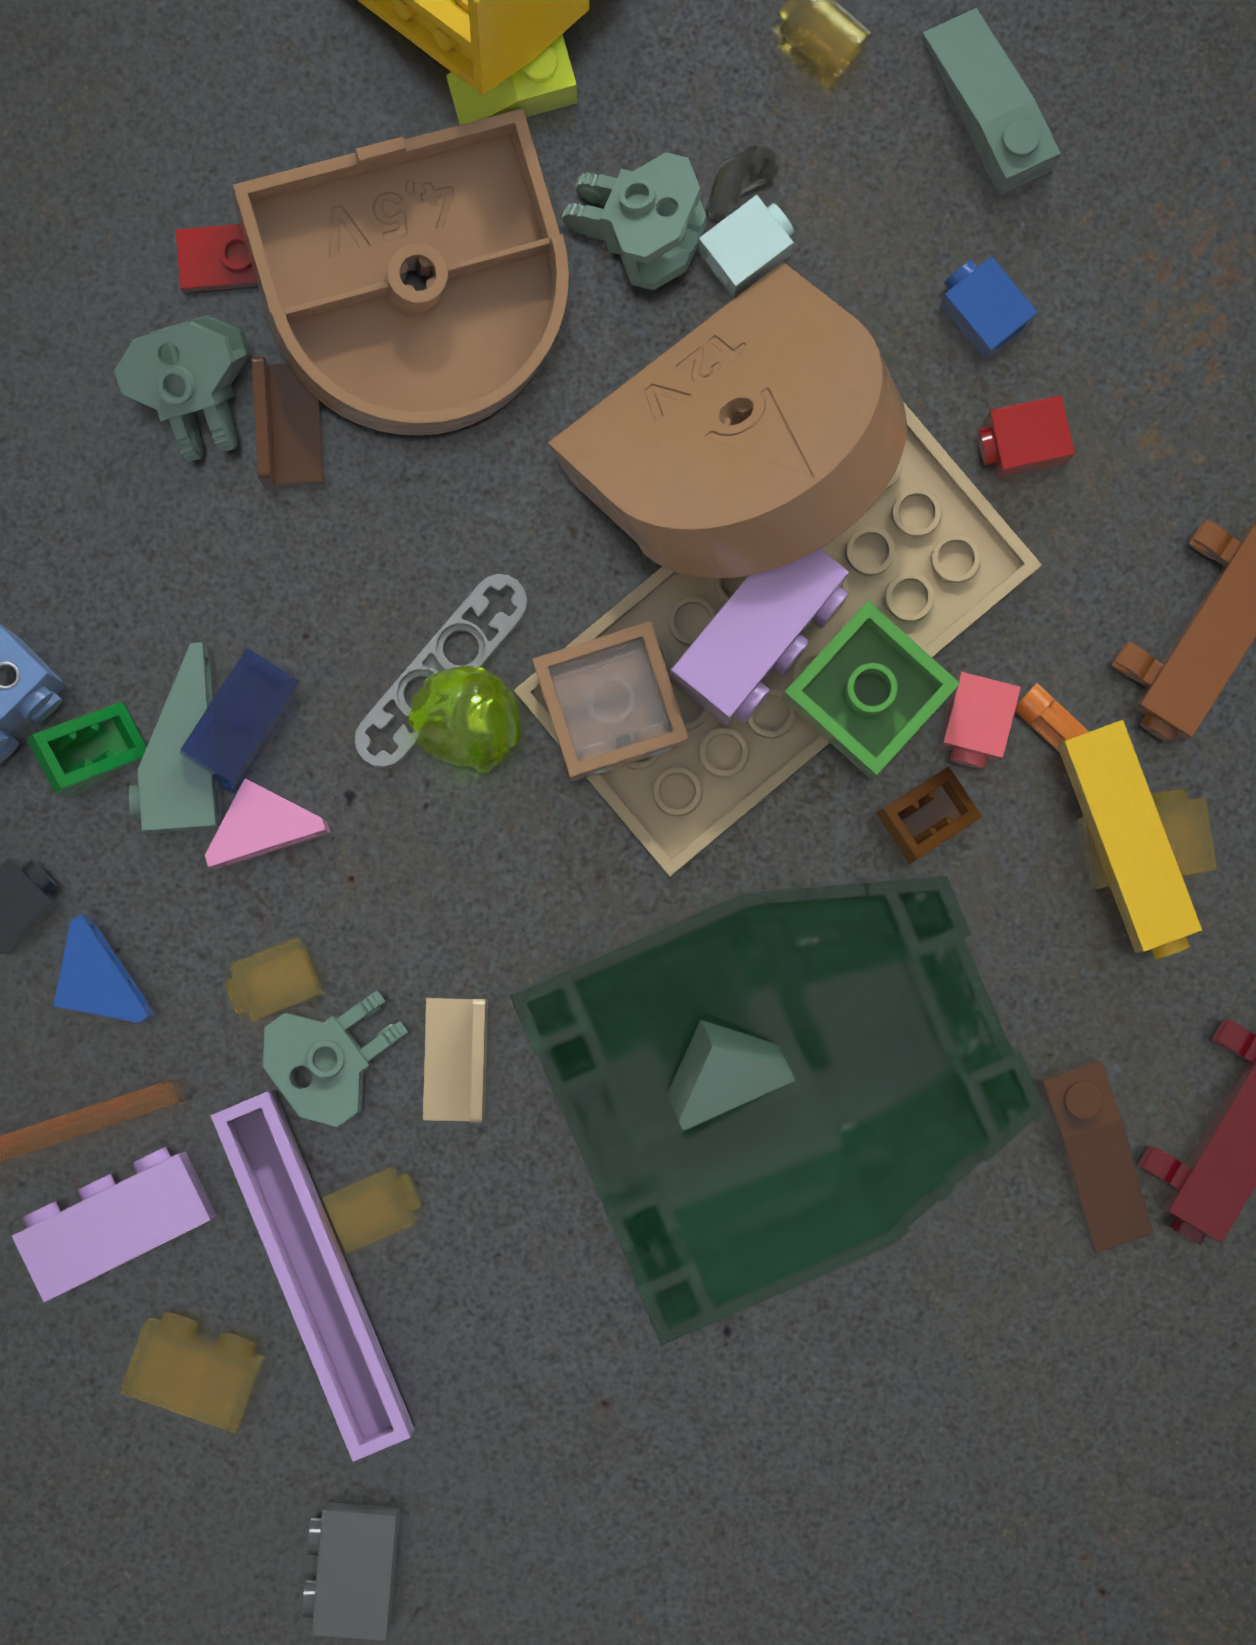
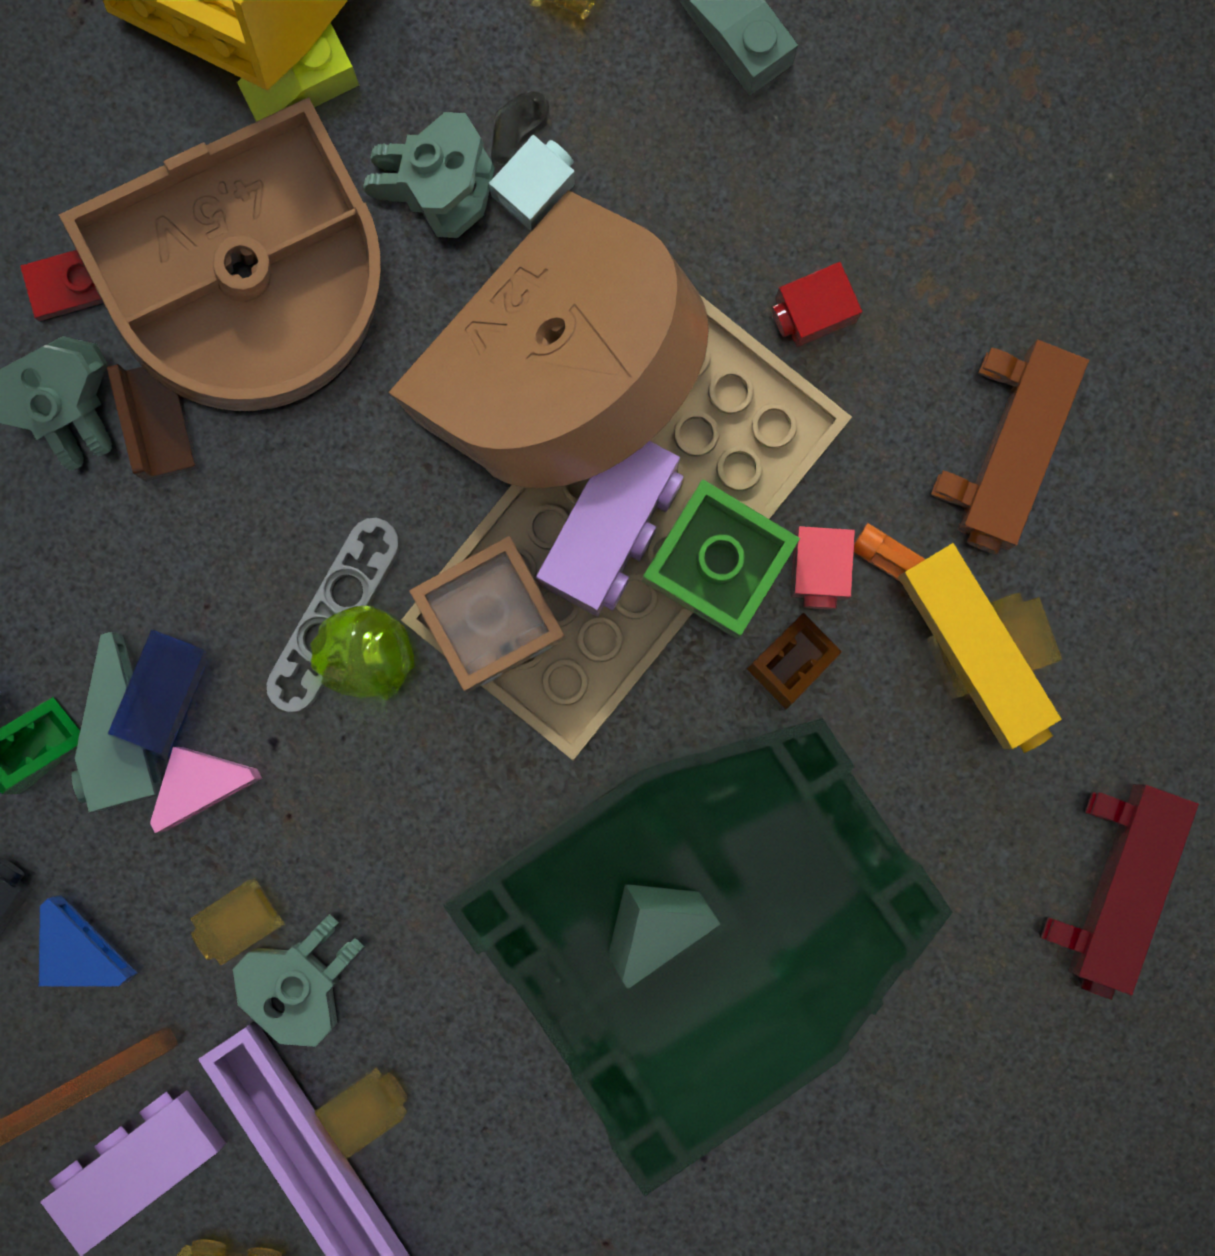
camera: 10 degrees left, 0 degrees up
(455, 1060) = (412, 961): tan panel -> none
(986, 306) = (758, 195): blue brick -> none
(1095, 1154) = (1002, 934): reddish brown slope -> none

